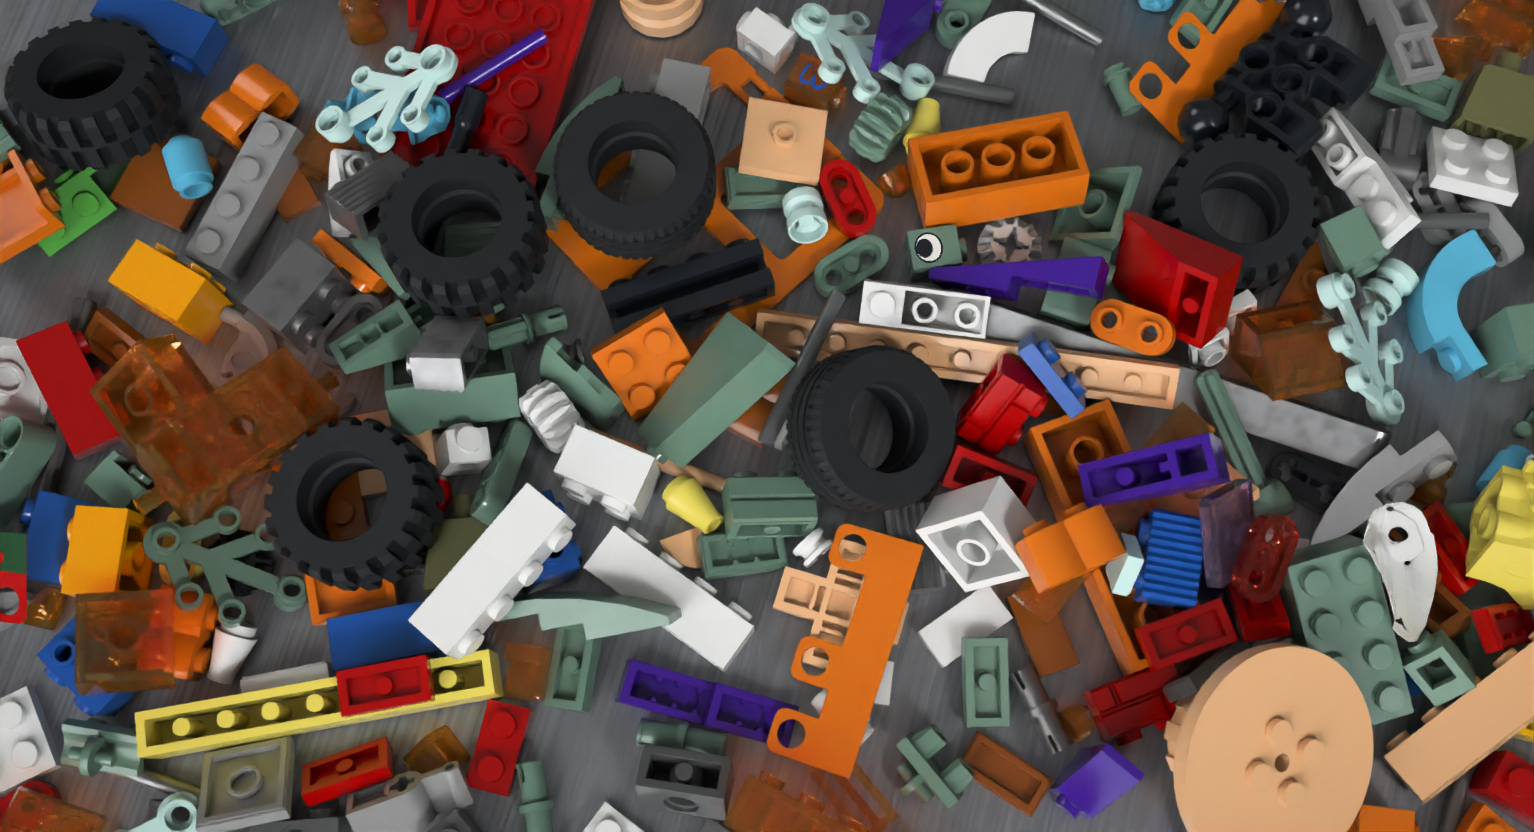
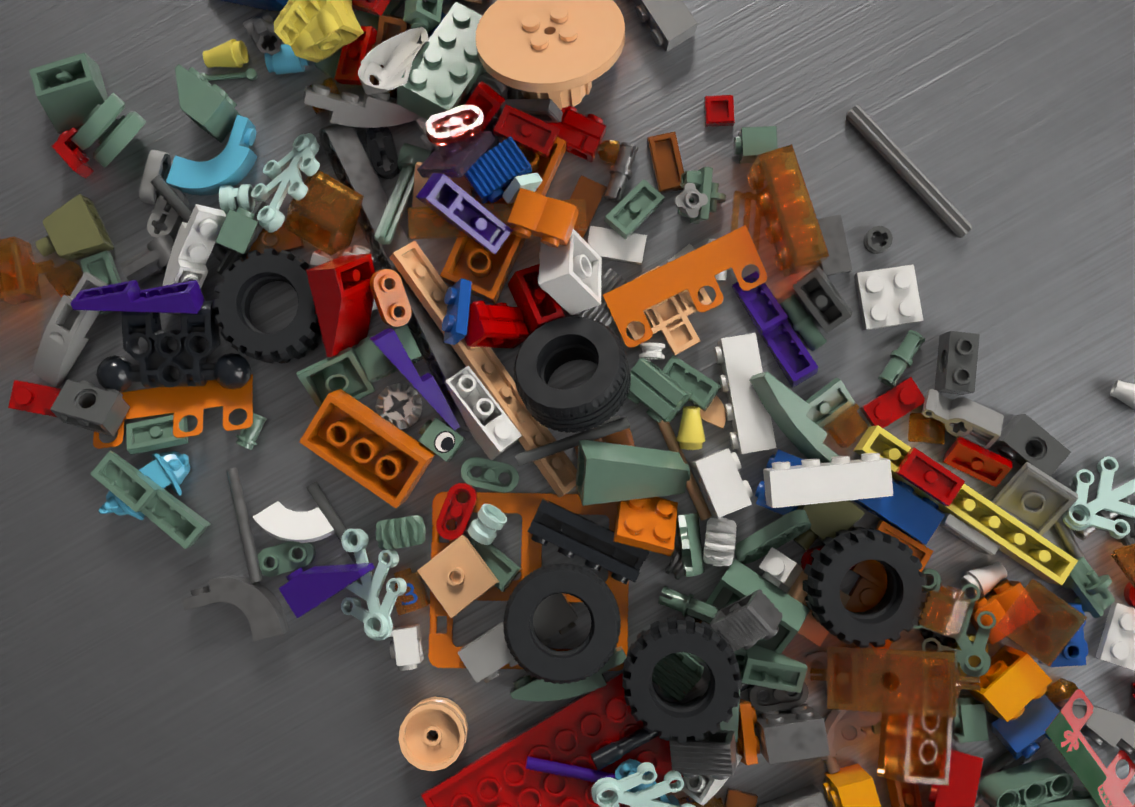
camera: 135 degrees left, 10 degrees up
(243, 557) = (945, 610): none -> clear orange brick
(895, 182) = (421, 498): clear orange hinge -> none
(924, 120) = (373, 512): light yellow cone -> none
(944, 734) = (683, 204): none -> light grey plate
(1094, 781) = (634, 114): dark purple slope -> none
(1376, 80) = (128, 297): none -> dark purple slope
(1471, 166) = (127, 215): white plate -> none

